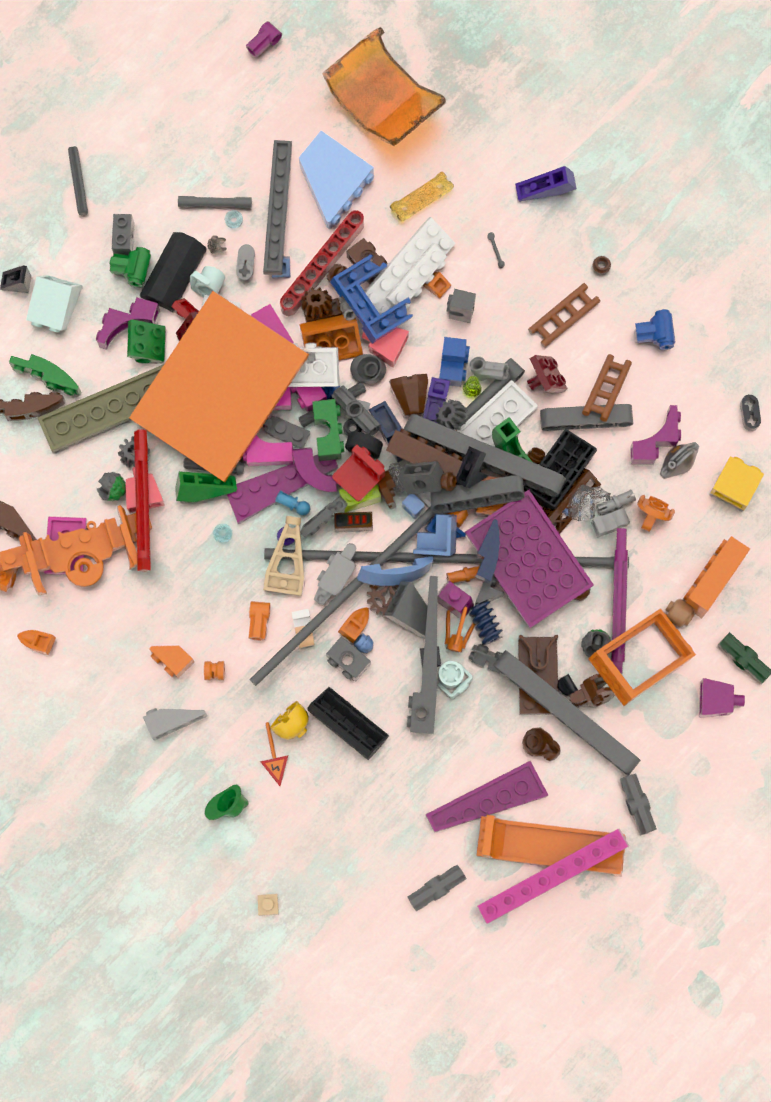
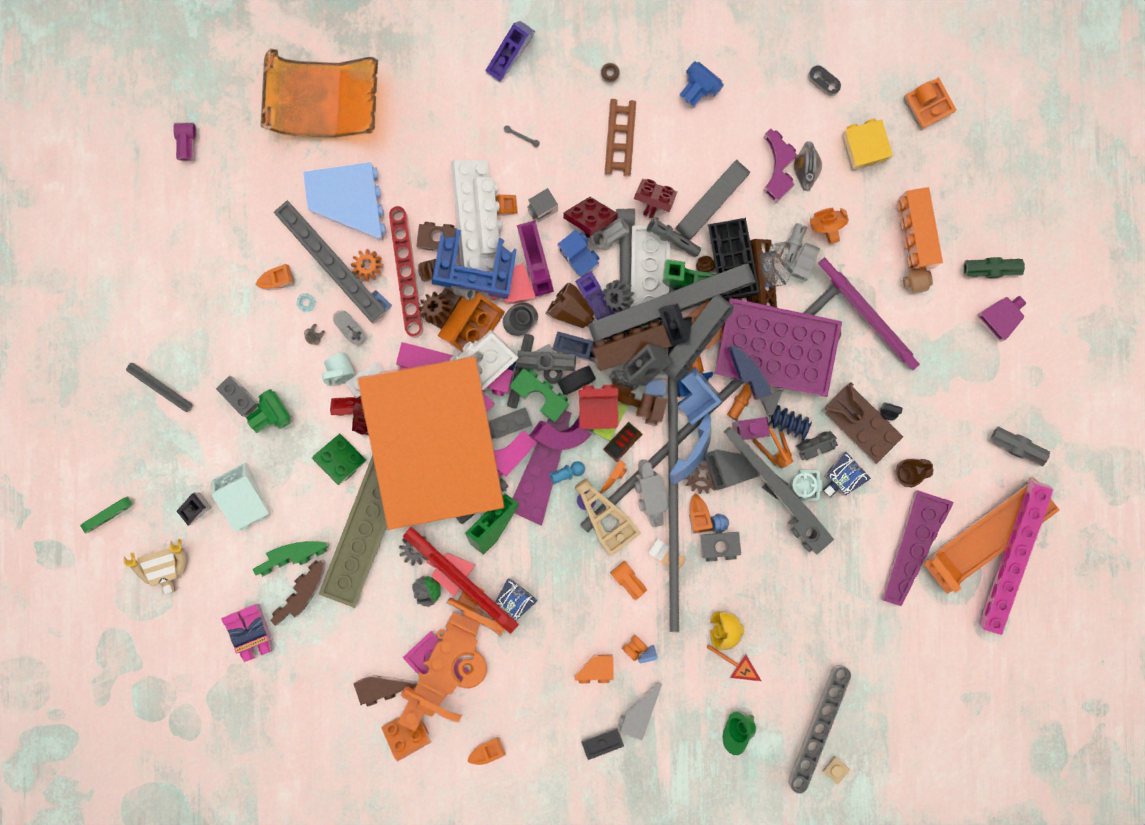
camera: 45 degrees left, 10 degrees up
(117, 321) = (299, 467): magenta arch -> none
(122, 715) = (602, 743): none -> black plate
(165, 554) = (514, 599): none -> torso
(173, 270) = (302, 386): black piece -> none
(192, 201) = (299, 283): dark grey piece -> none
(219, 686) = (649, 655): none -> medium blue slope
(222, 539) = (538, 537): clear light blue plate -> none
(230, 183) = (275, 277): none -> orange plate
(275, 860) = (819, 738): none -> dark grey beam
(295, 229) = (373, 266): none -> orange gear
(324, 515) = (600, 462): dark grey hinge -> none
(327, 537) = (618, 472): none -> orange plate
(348, 722) = (766, 590): black piece -> none
(396, 515) = (651, 409): none -> reddish brown hinge
(420, 336) = (535, 258): none -> magenta arch
(422, 197) = (427, 148): clear yellow plate -> none
(436, 887) = (940, 643): dark grey piece -> none
(448, 481) = (669, 349): reddish brown plate -> none
(472, 390) = (608, 263): clear neon green cone -> none
(487, 343) = (590, 216): none -> dark red plate
(487, 699) = (844, 476): none -> torso
(529, 406) = (666, 233): none -> dark grey pin
(566, 712) = (910, 432): beam -> none
(592, 692) = (914, 401): reddish brown hinge -> none
(594, 641) = (883, 361): dark grey piece -> none
(611, 397) = (717, 168): dark orange bar -> none
(613, 676) = (921, 376): orange door -> none

